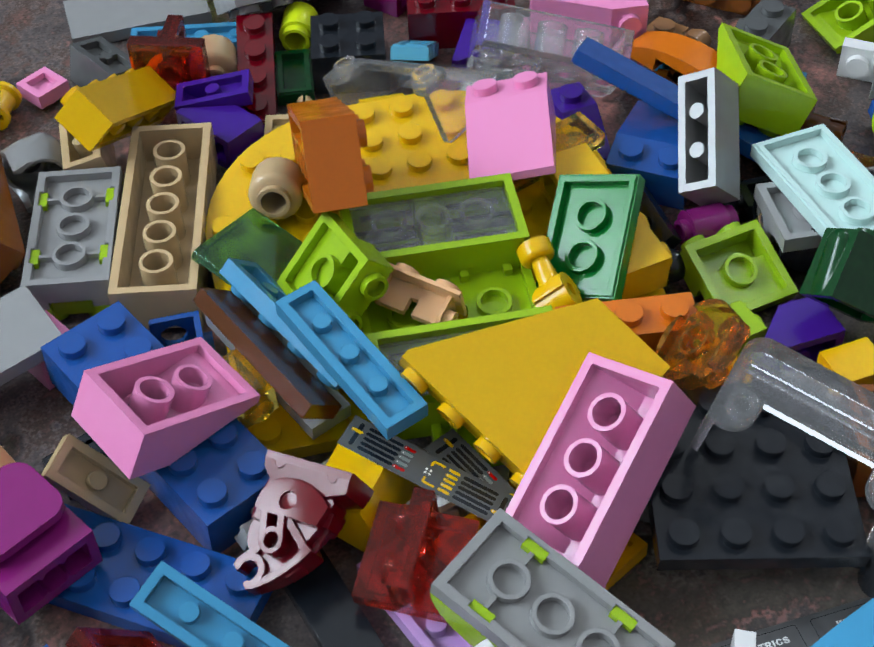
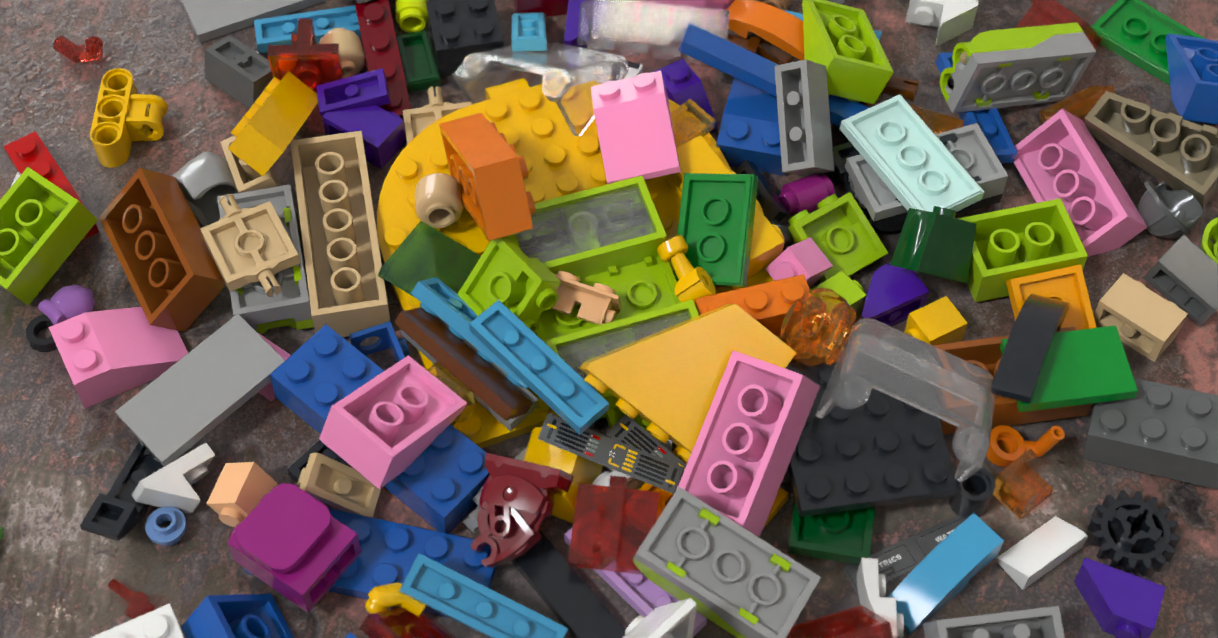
camera: 10 degrees left, 10 degrees up
(43, 87) = (185, 93): bright pink plate -> none
(55, 217) = (250, 245): none -> tan plate
(118, 613) = (388, 596): none -> yellow arm
(690, 277) = (800, 259): none -> bright pink brick
(700, 600) = (833, 536): none -> dark green plate

